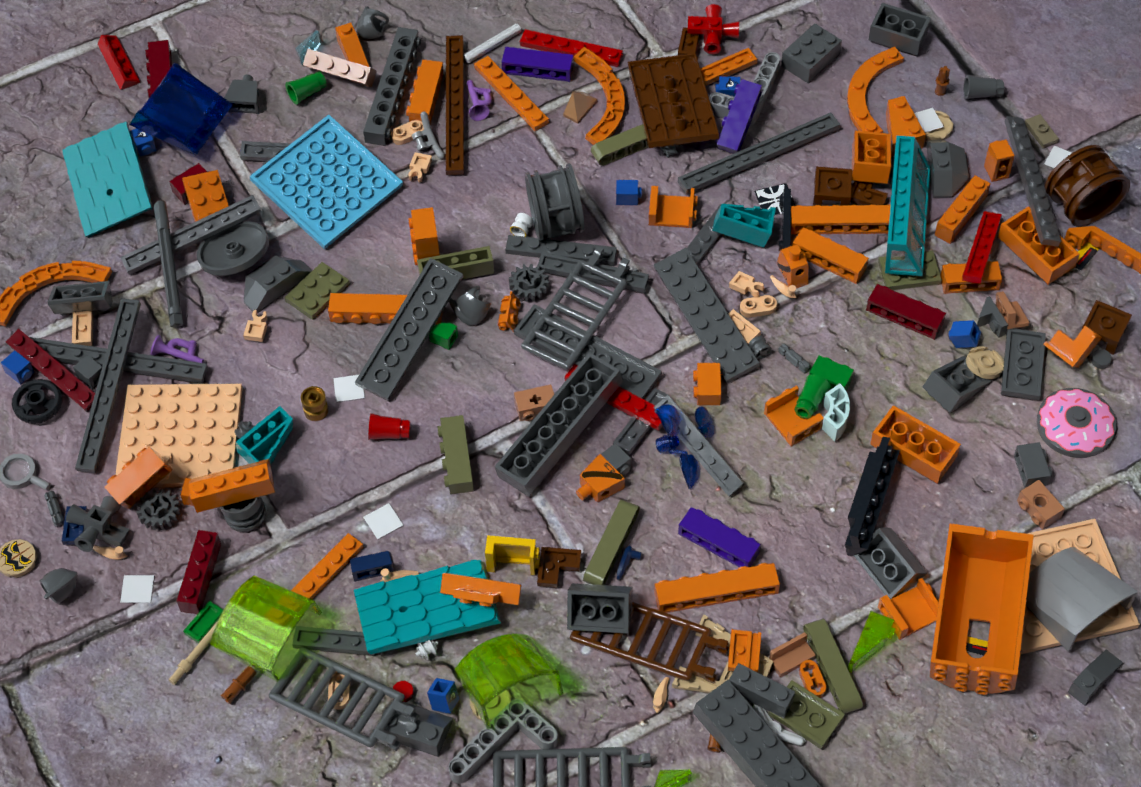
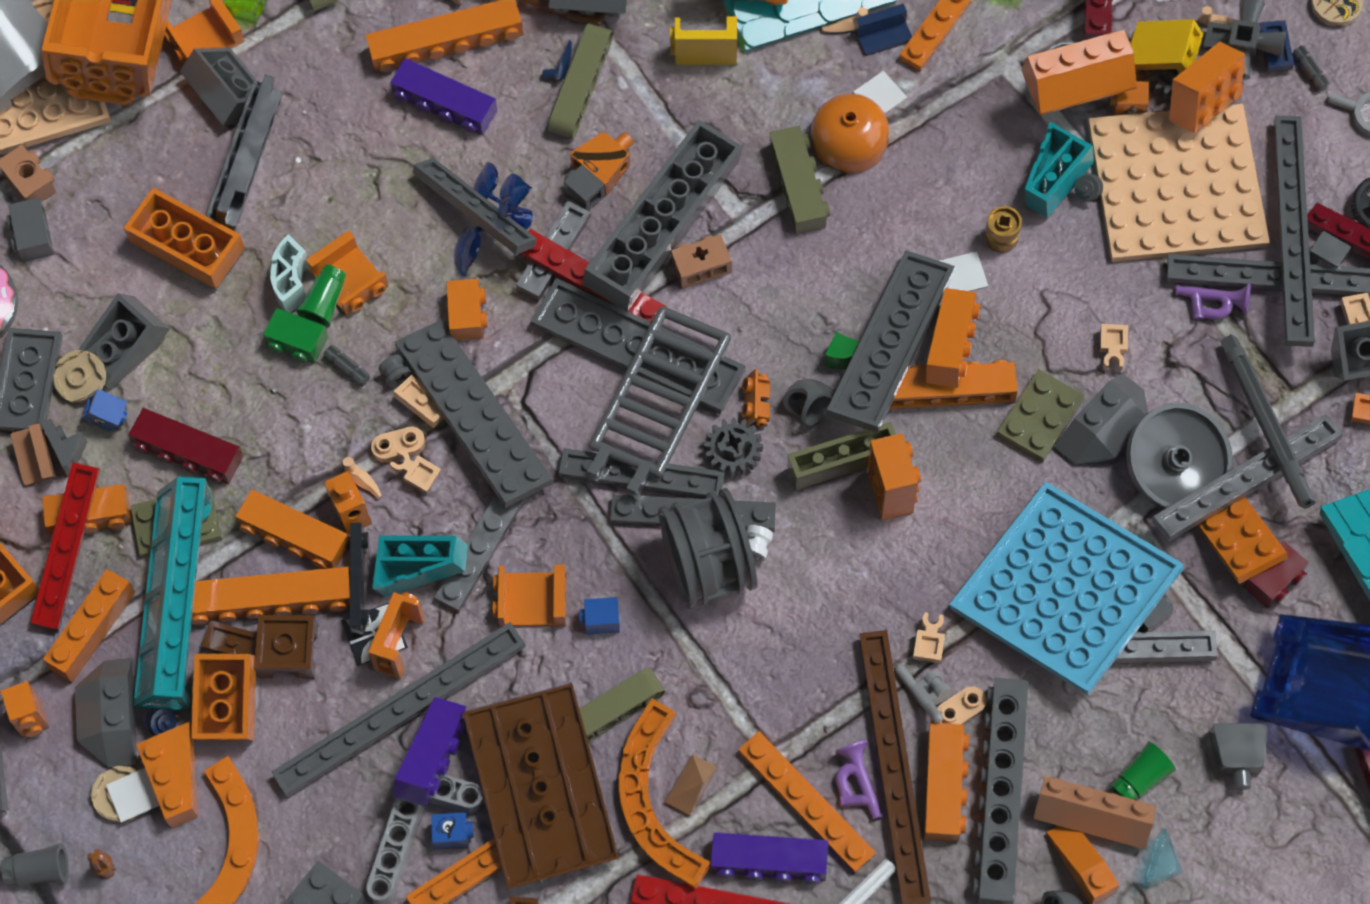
camera: 175 degrees right, 10 degrees up
(162, 517) = (1165, 44): none -> yellow panel
(367, 326) = (951, 337): none -> orange brick
(387, 427) = (896, 206): red plant -> none
(411, 485) = (850, 133): none -> orange cylinder
(554, 560) = (651, 55): reddish brown plate -> none
(766, 173) = (383, 648): none -> orange panel

